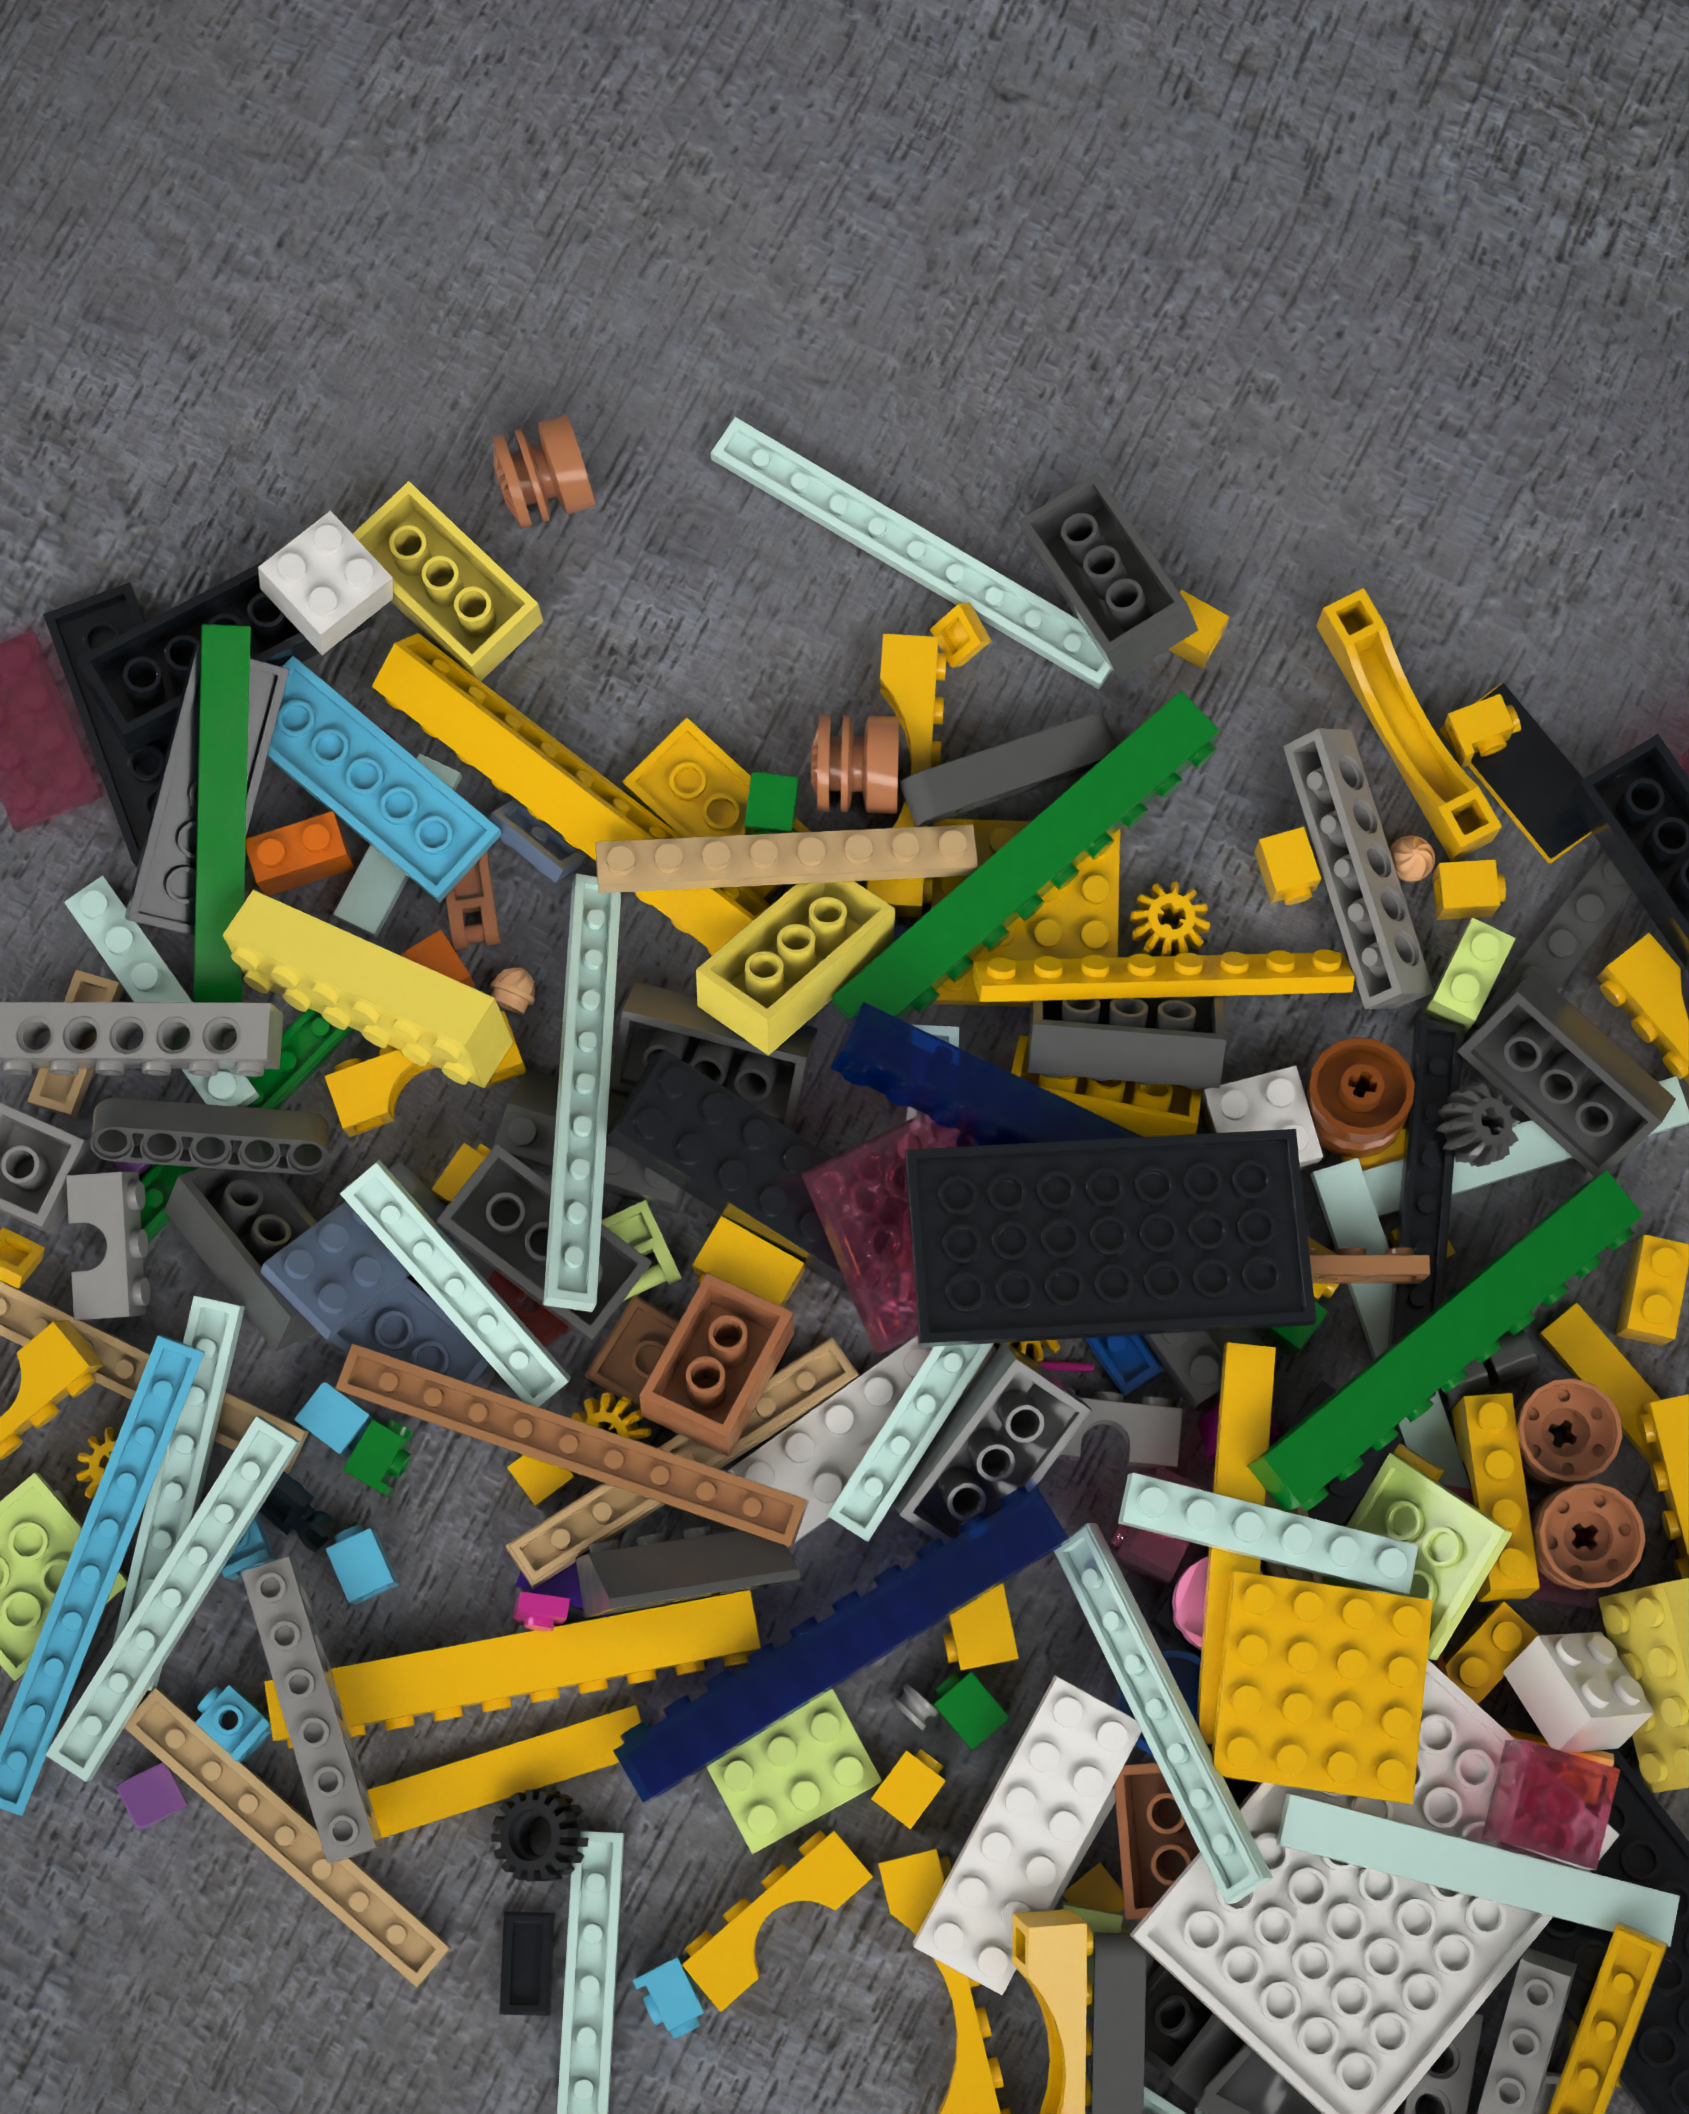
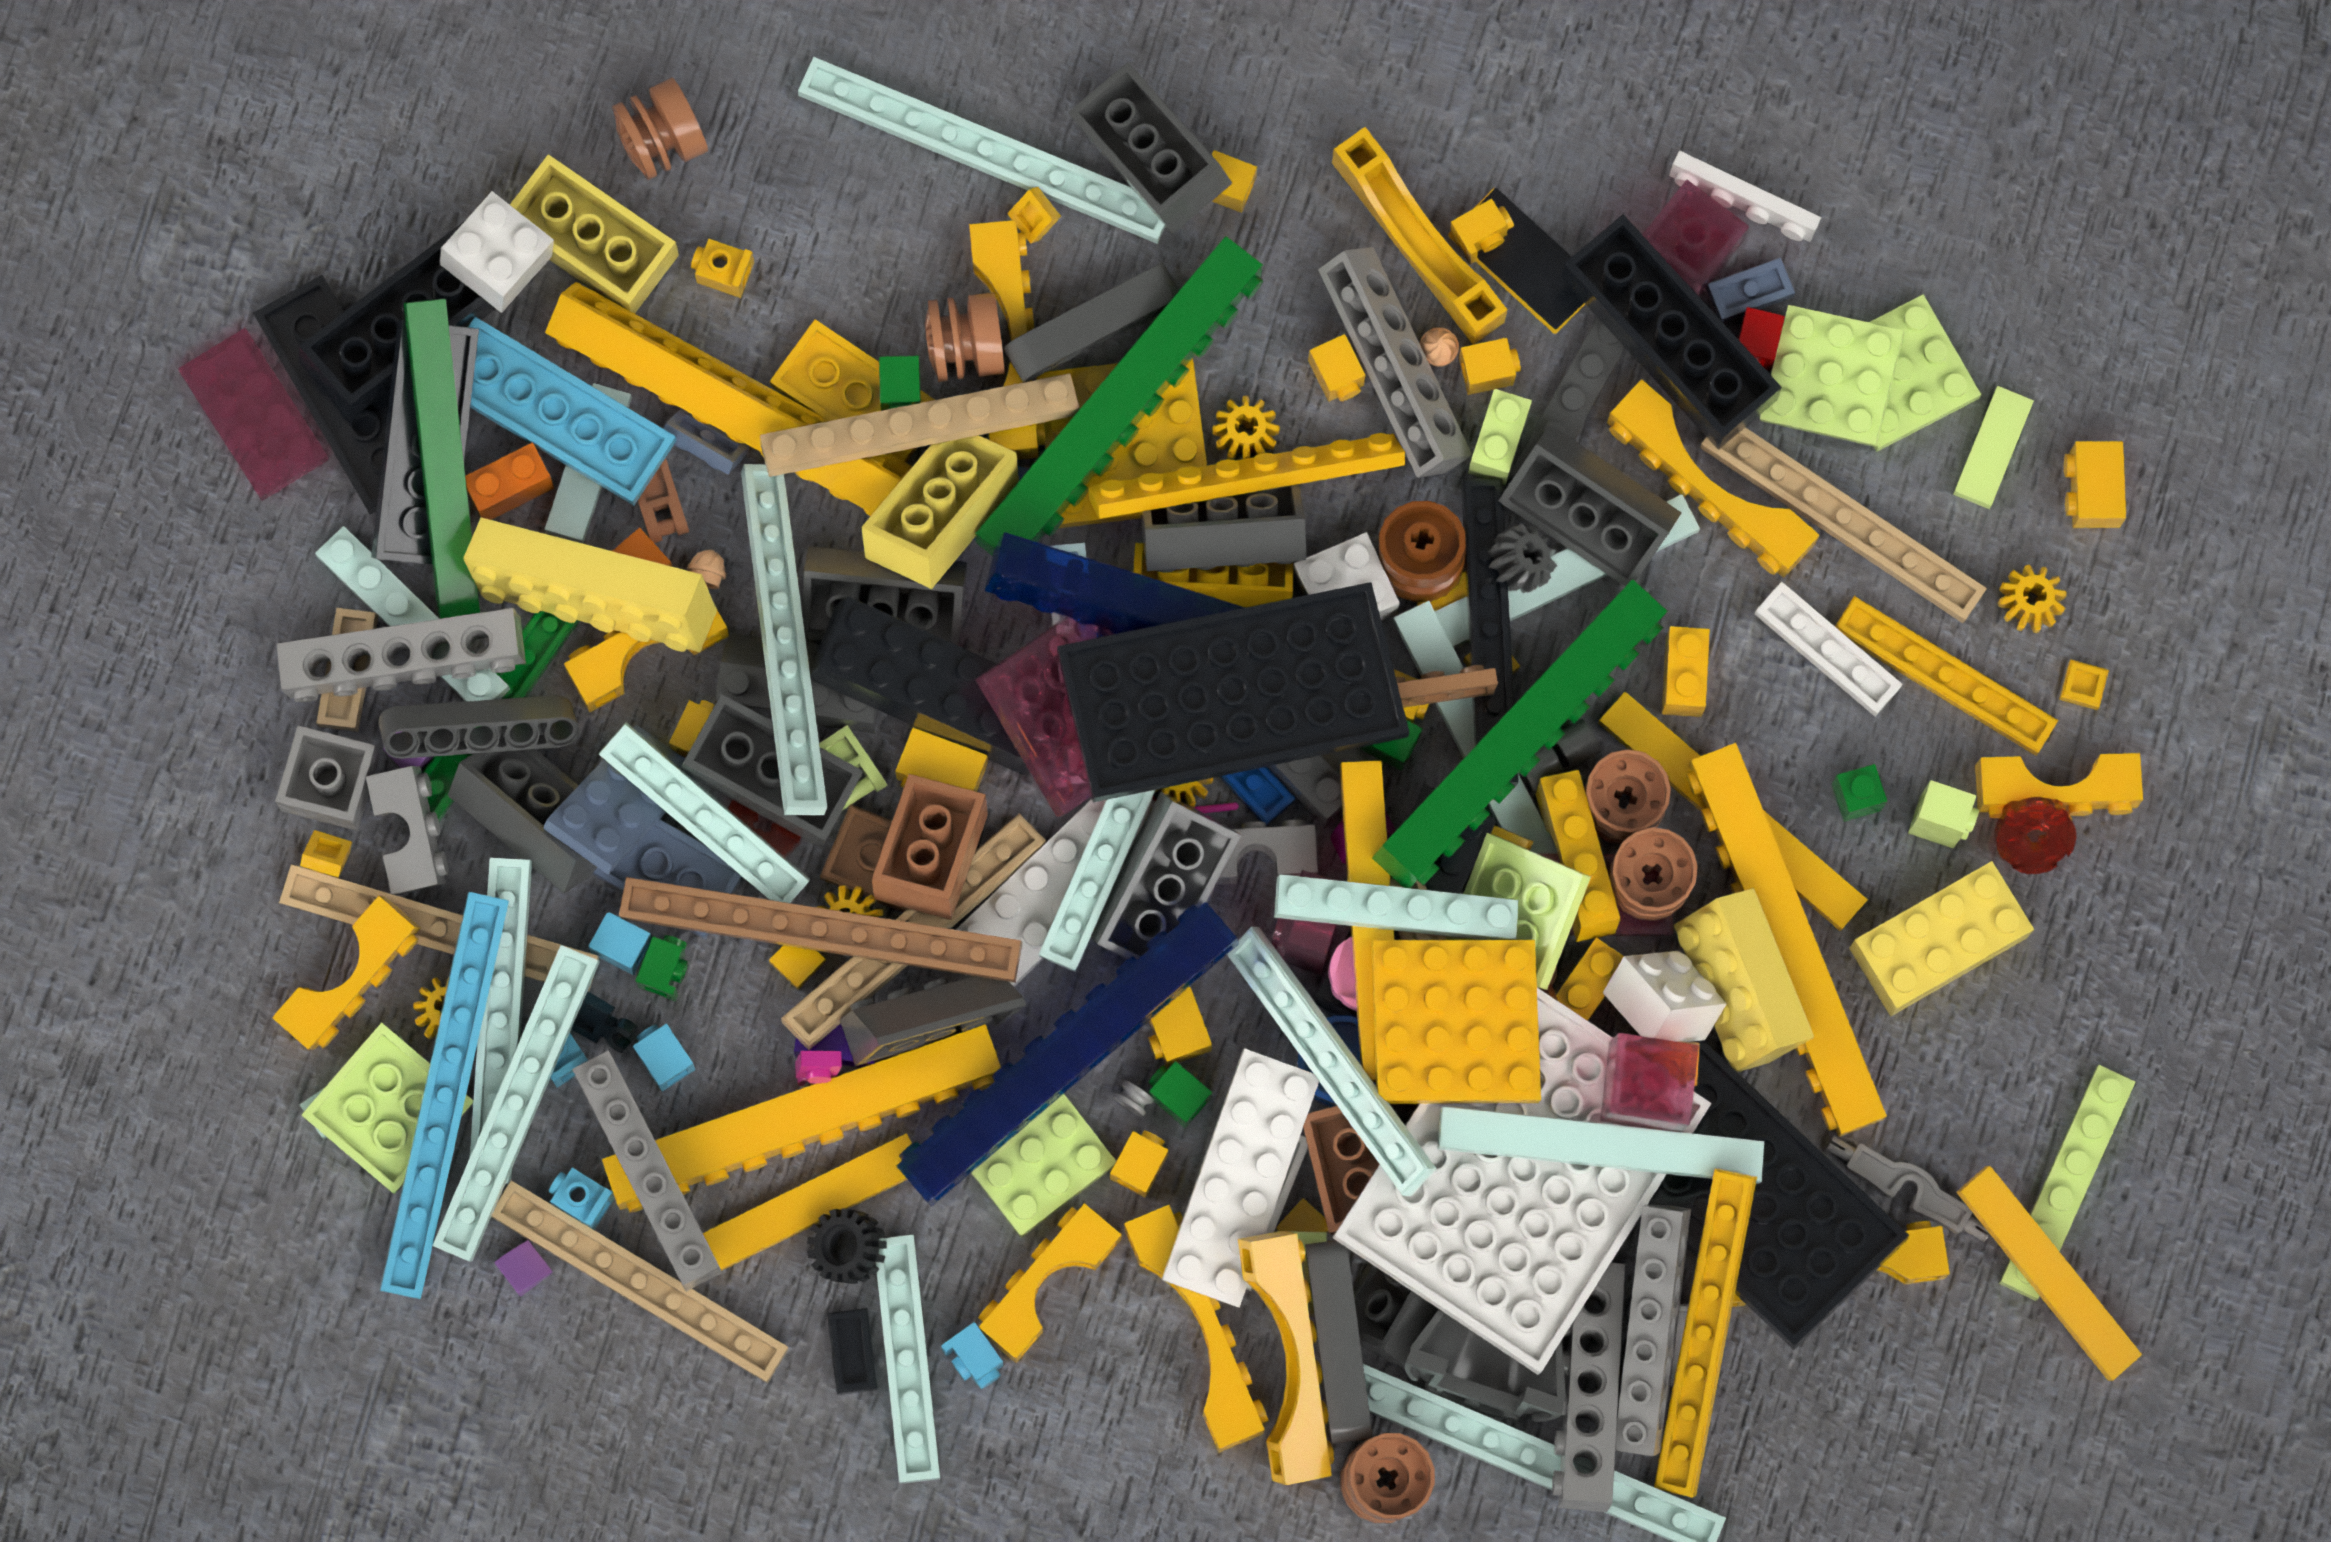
camera: 15 degrees left, 0 degrees up
(600, 653) = (731, 277): none -> yellow brick

